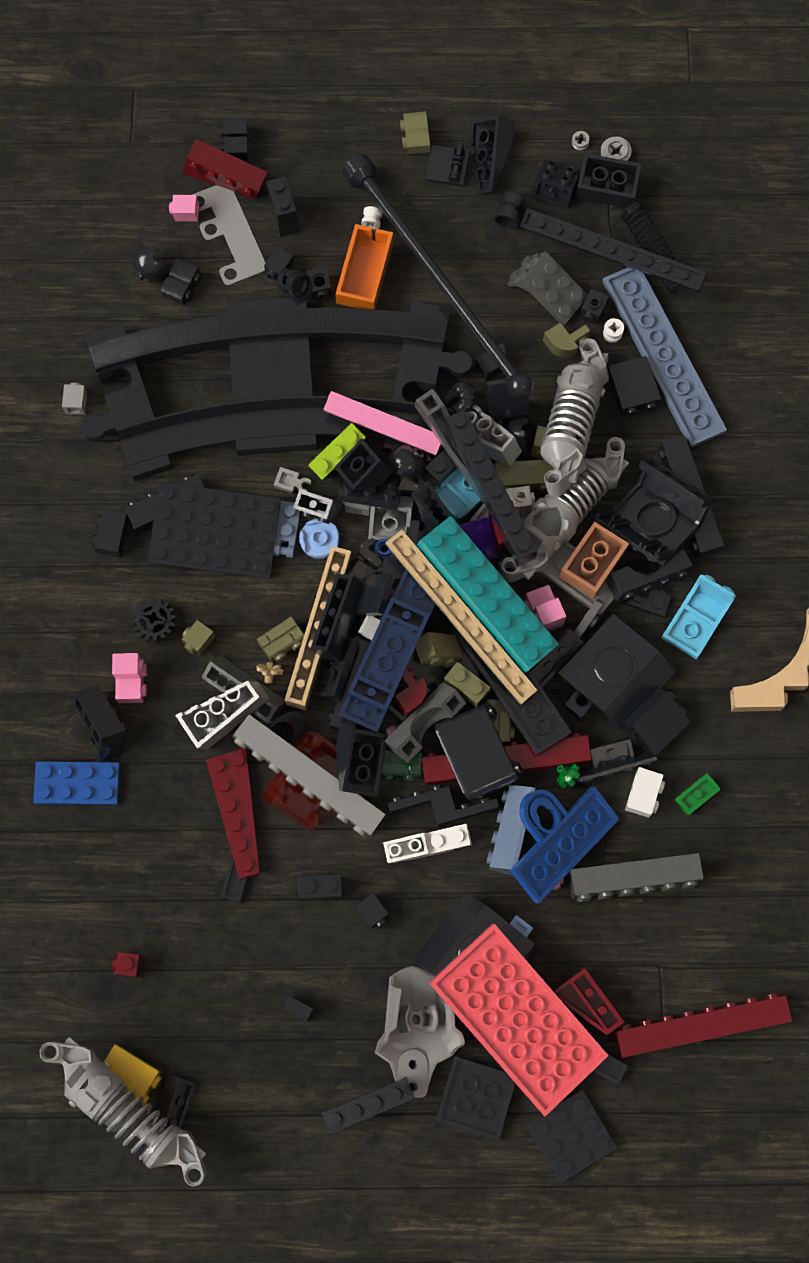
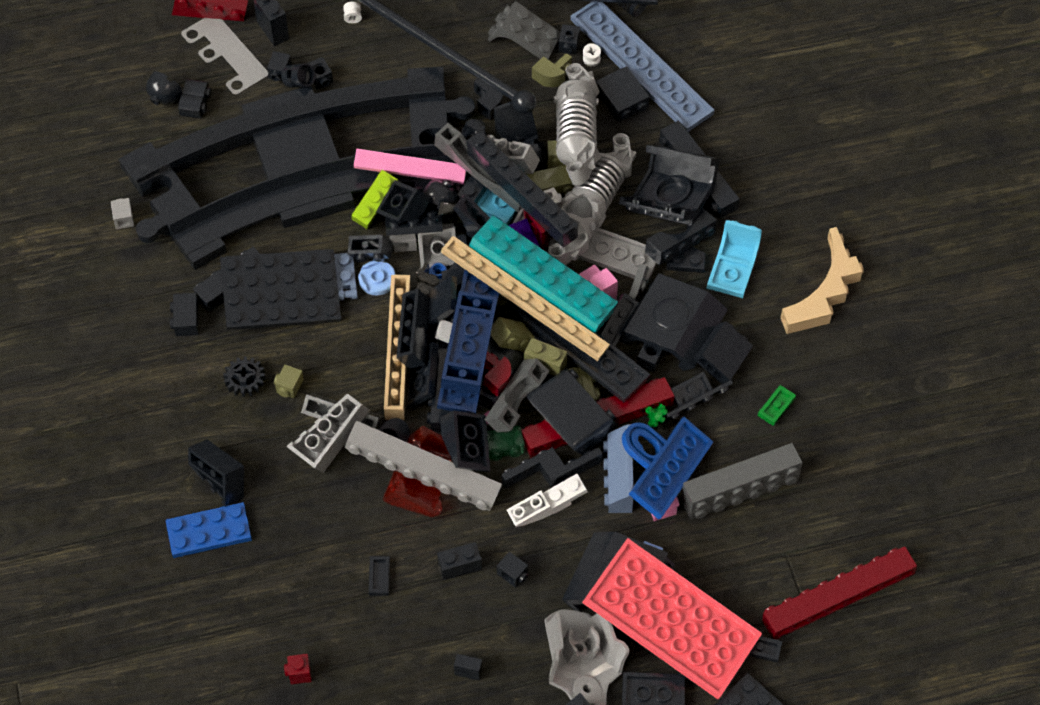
camera: 15 degrees left, 15 degrees down
(129, 676) = (234, 422): bright pink brick -> none
(184, 208) = (181, 39): bright pink brick -> none
(233, 794) = (358, 506): dark red wing -> none
(269, 671) = (362, 394): tan plant -> none
(281, 640) = (365, 366): olive brick -> none
(289, 480) = (336, 236): light grey plate -> none
(364, 268) = (357, 51): orange piece -> none
(589, 1001) = (734, 594): dark red wedge -> none
(593, 560) = (628, 234): nougat brick -> none
(644, 792) = (729, 414): white brick -> none

